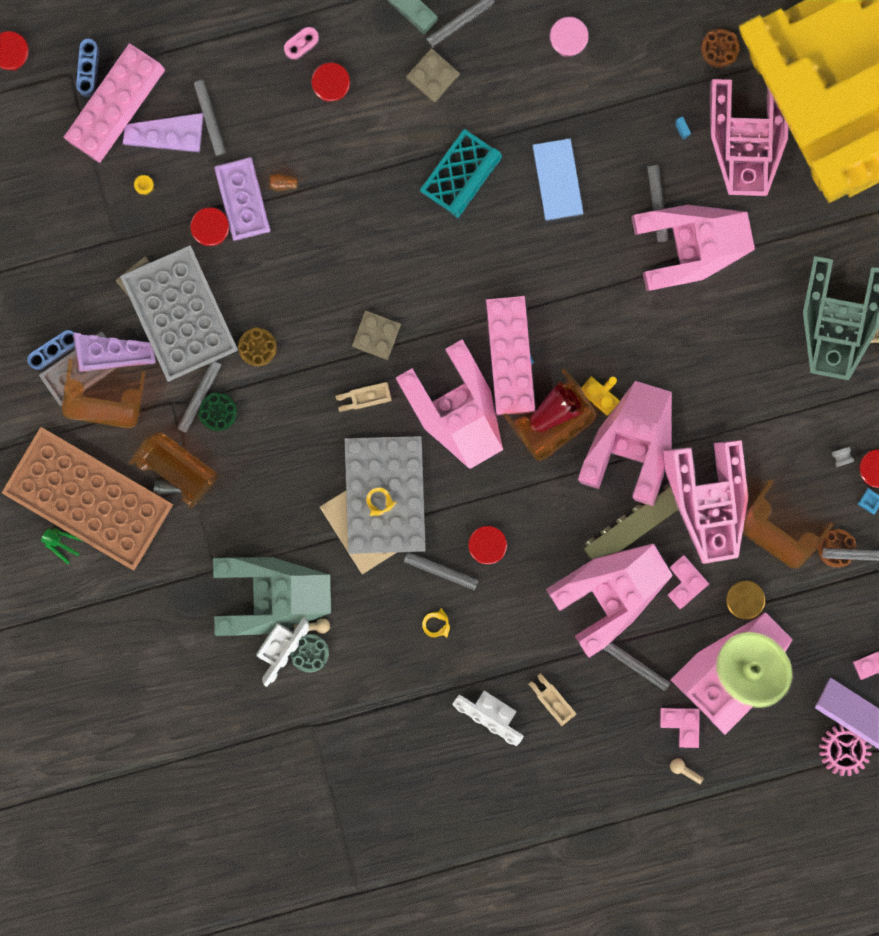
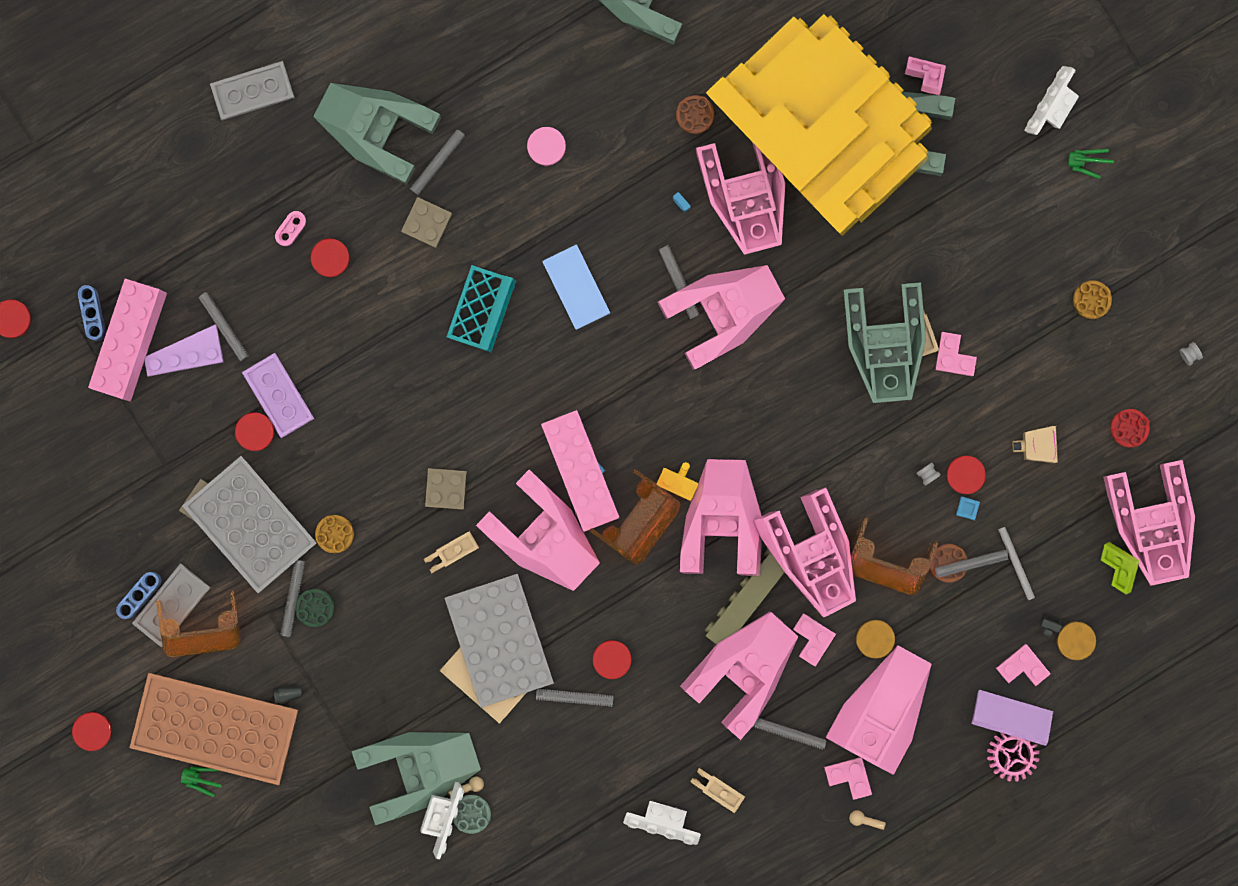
camera: 10 degrees left, 0 degrees up
(107, 353) = (191, 583): lavender wing -> none
(144, 184) = (179, 409): yellow tile -> none
(176, 466) = (290, 672): clear orange windscreen -> none
(282, 182) = (311, 368): clear orange cone -> none
(389, 502) = (505, 649): yellow piece -> none
(440, 615) = (593, 755): yellow piece -> none
(556, 409) = (639, 509): dark red cone -> none
(754, 669) = (902, 705): yellowish green dish -> none

